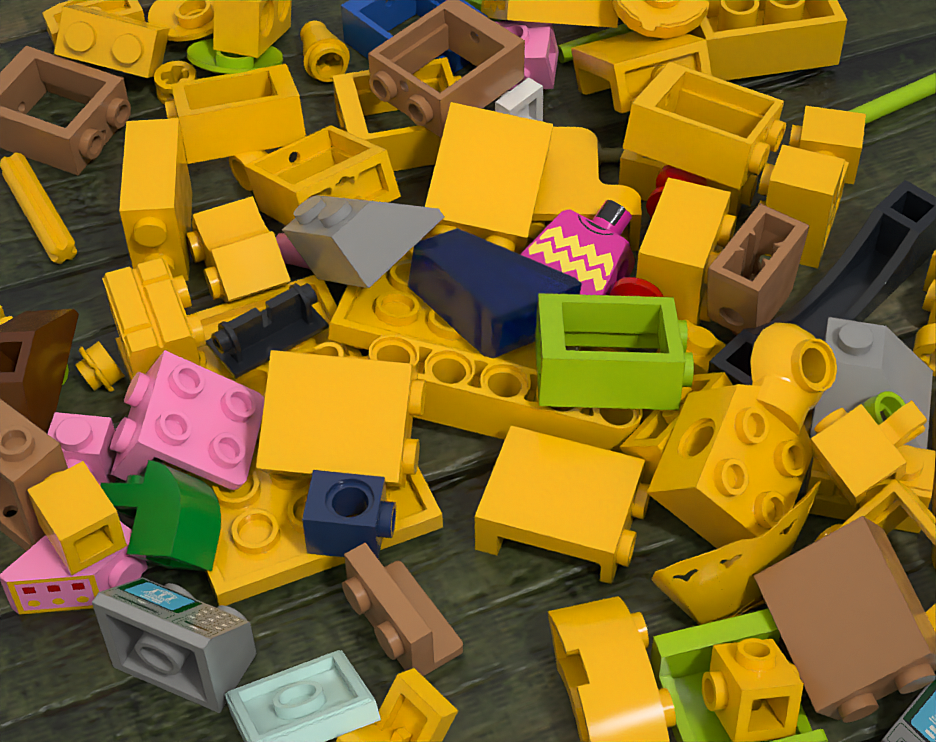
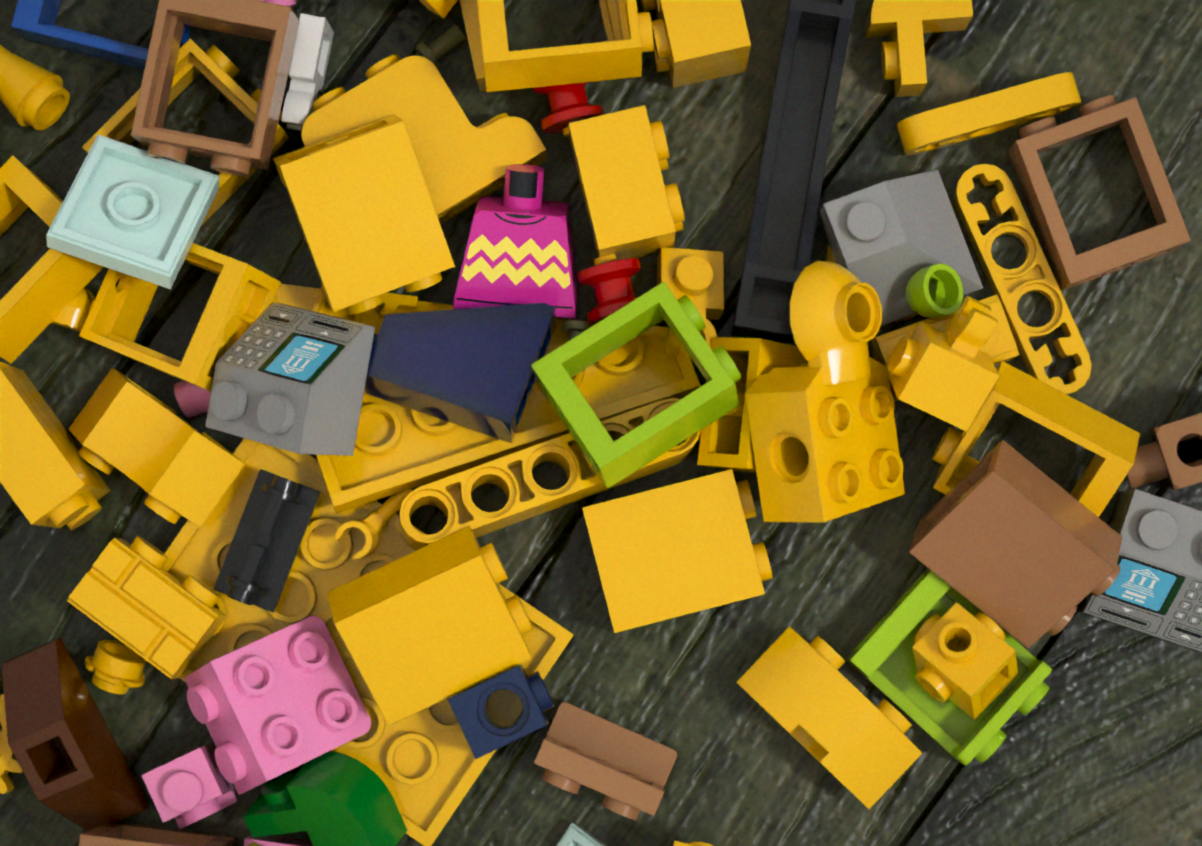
camera: 25 degrees left, 35 degrees up
(335, 101) = (133, 212): none -> light aqua tile
(730, 587) = (854, 558): yellow piece -> none
(741, 288) = (718, 177): medium nougat torso -> none

